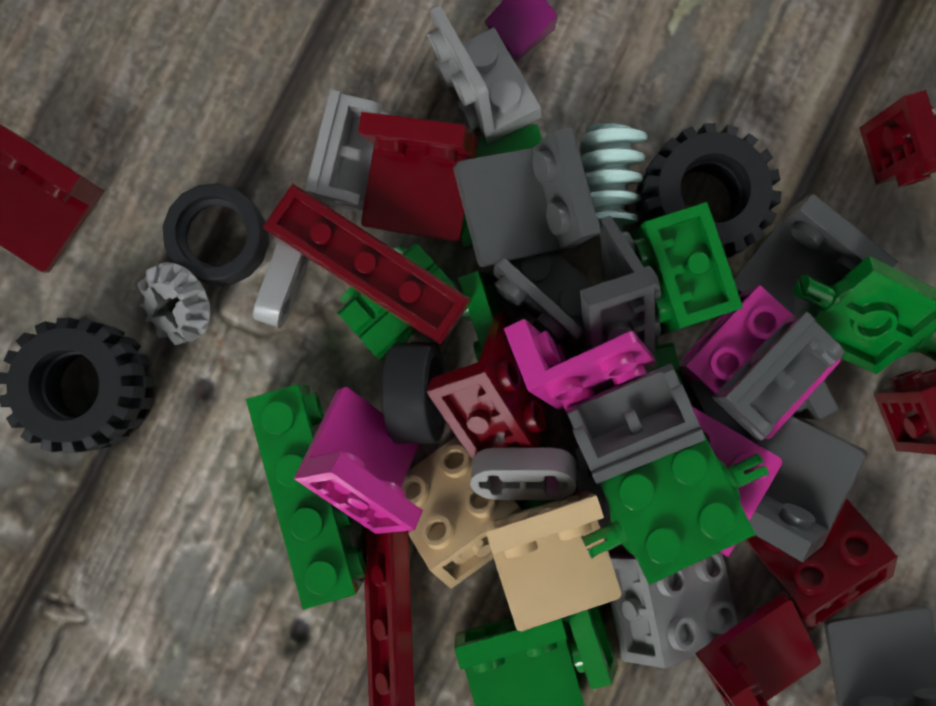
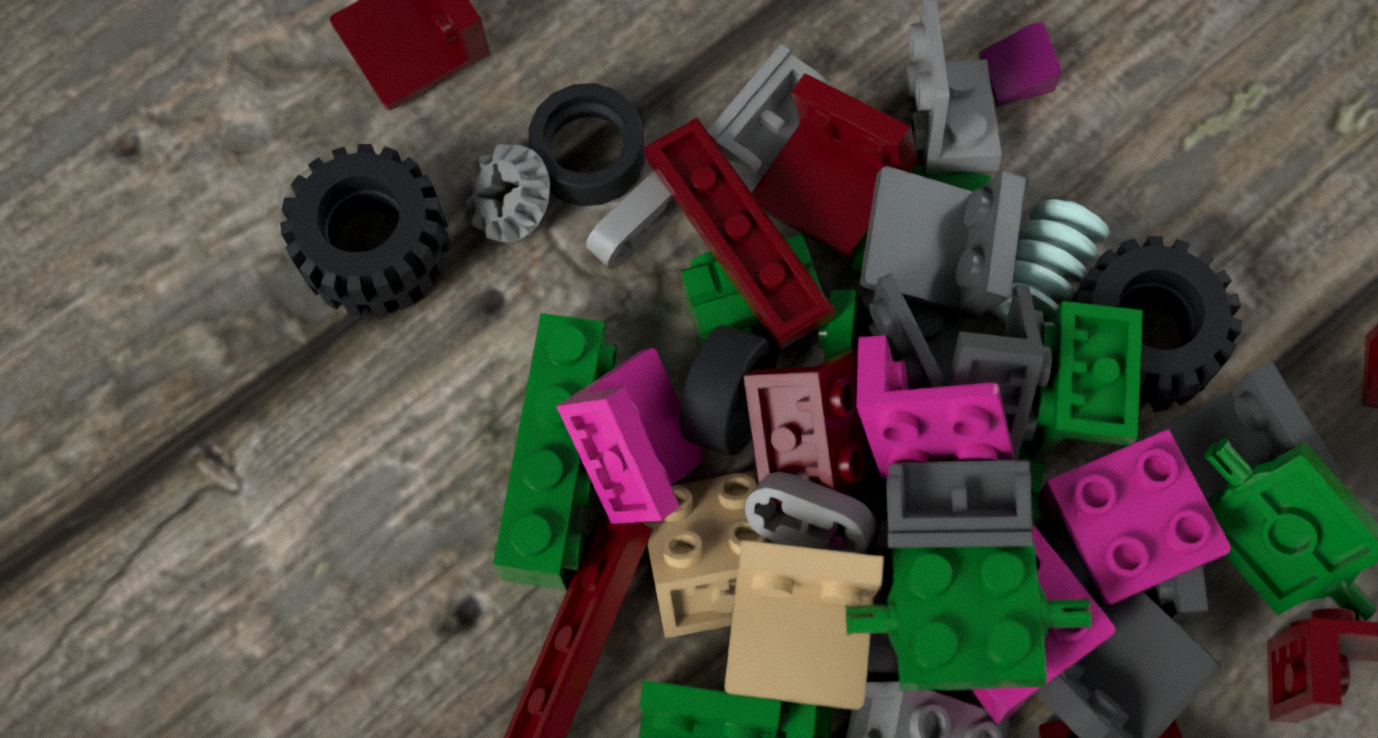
camera: 25 degrees right, 15 degrees down
(778, 374) = (1147, 523): dark grey hinge -> none

